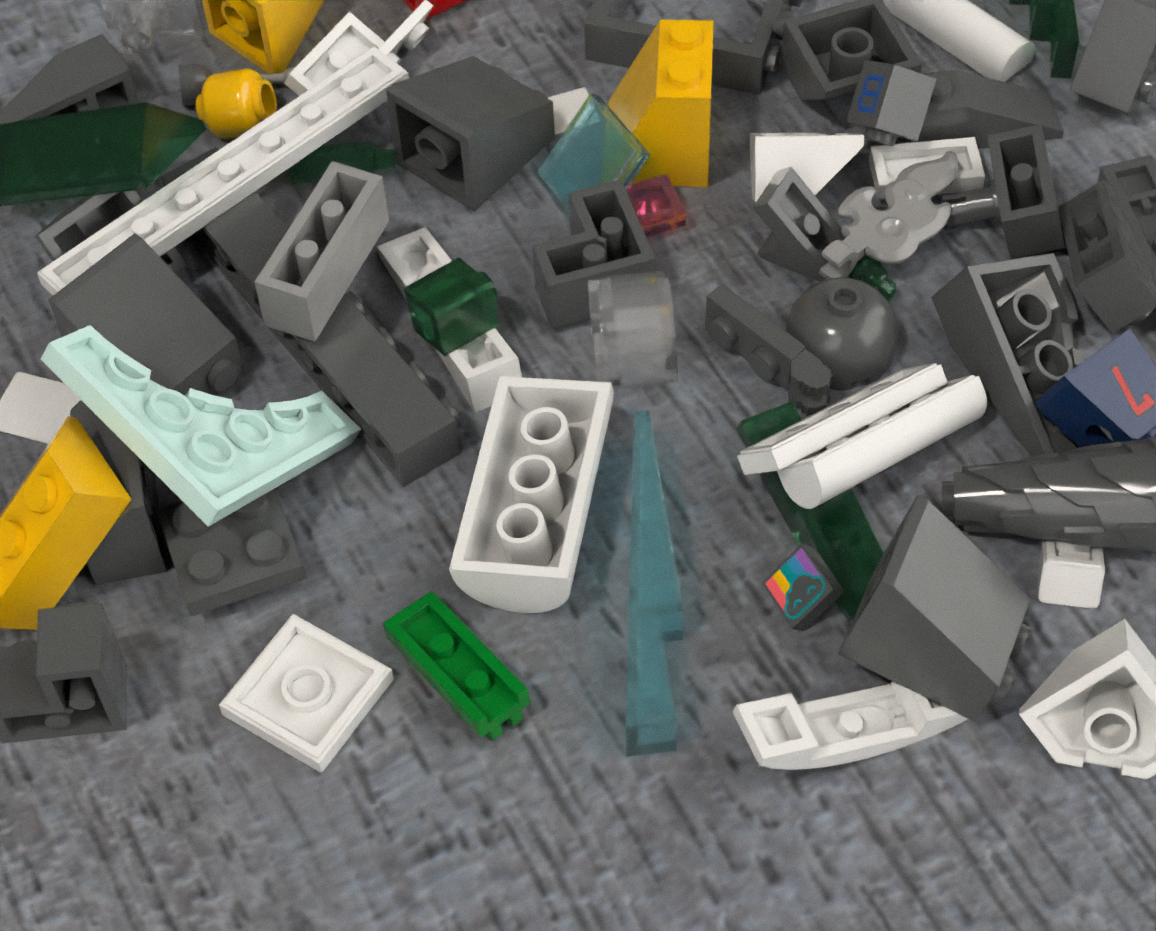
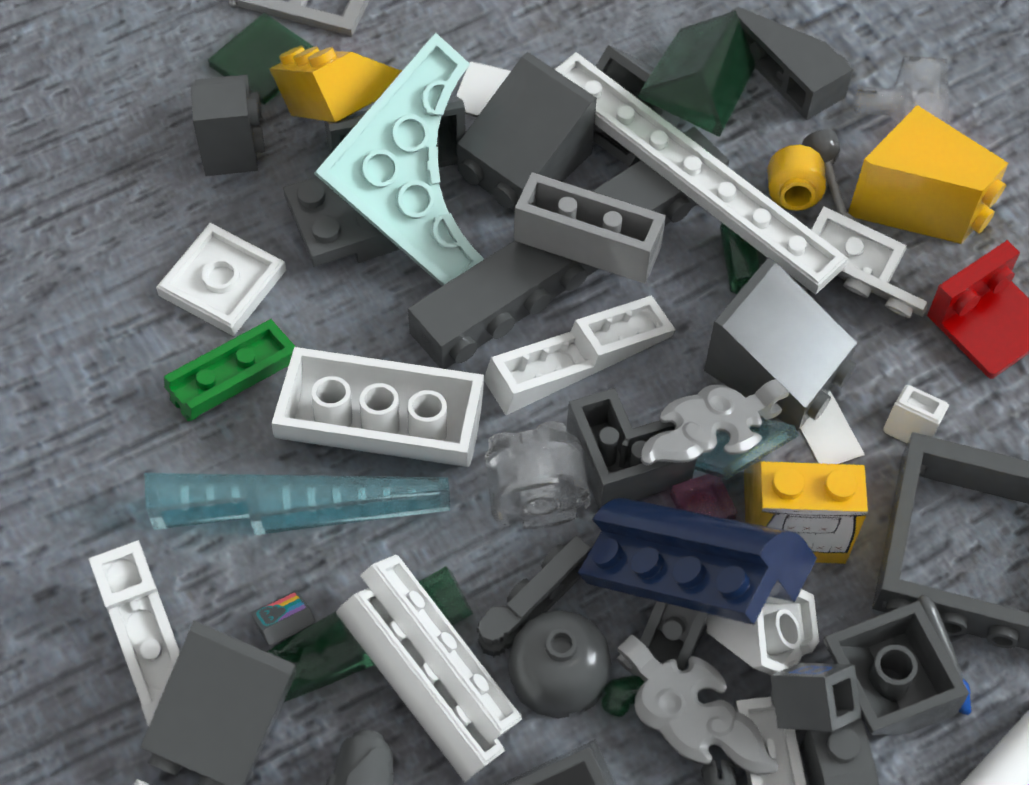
camera: 85 degrees right, 5 degrees up
(452, 306) = (562, 340): clear green brick -> none
(546, 39) = (915, 413): none -> white slope
(571, 169) = (712, 411): none -> light grey piece
(756, 175) = (695, 559): none -> dark blue brick

